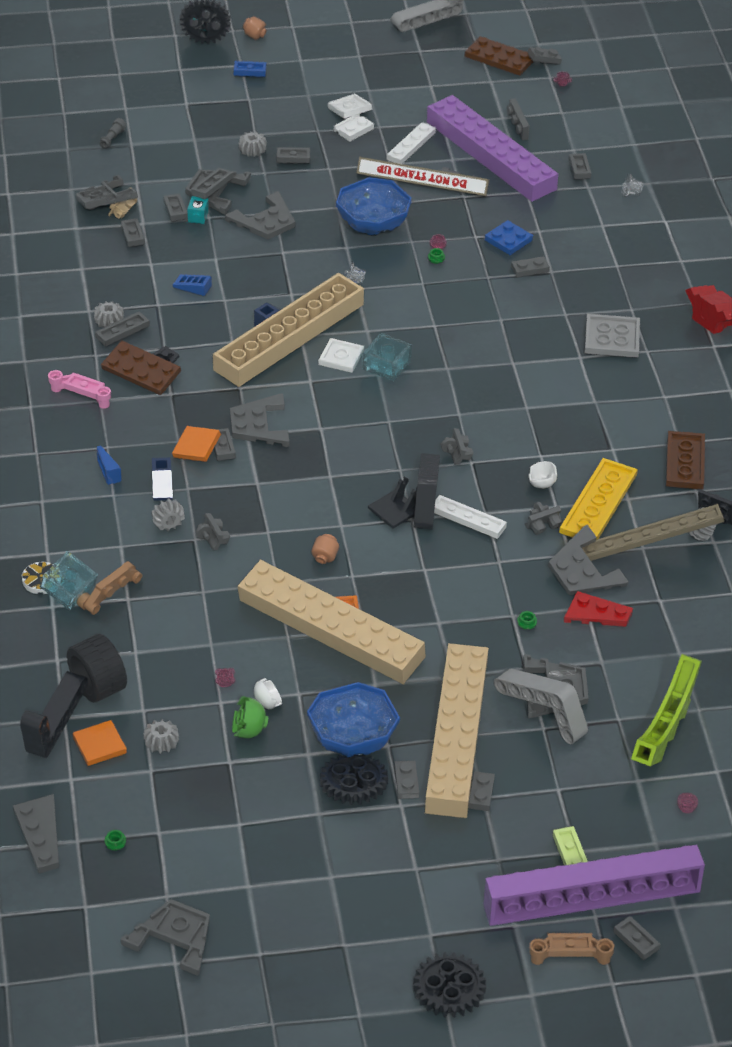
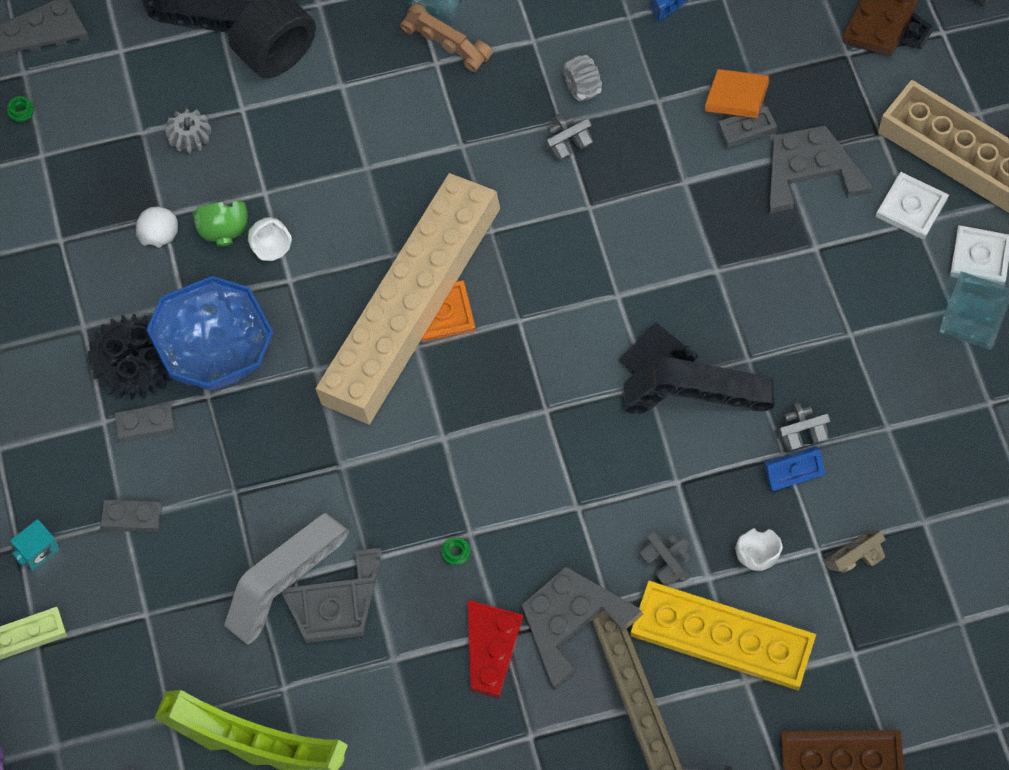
camera: 85 degrees right, 20 degrees up
(99, 743) = (178, 69): orange tile -> none
(162, 478) = (654, 61): slope -> none
(225, 677) = (303, 195): clear pink plate -> none
(241, 763) = (156, 226): none -> white hair
(298, 379) = (912, 205): none -> white tile
(325, 548) = (554, 276): nougat head -> none
(456, 731) = (230, 472): tan brick -> none
(469, 517) = (655, 456): white plate -> none
(486, 454) = (794, 468): none -> blue plate
(502, 842) = (34, 545): none -> teal brick
(547, 434) = (864, 547): none -> dark tan hinge

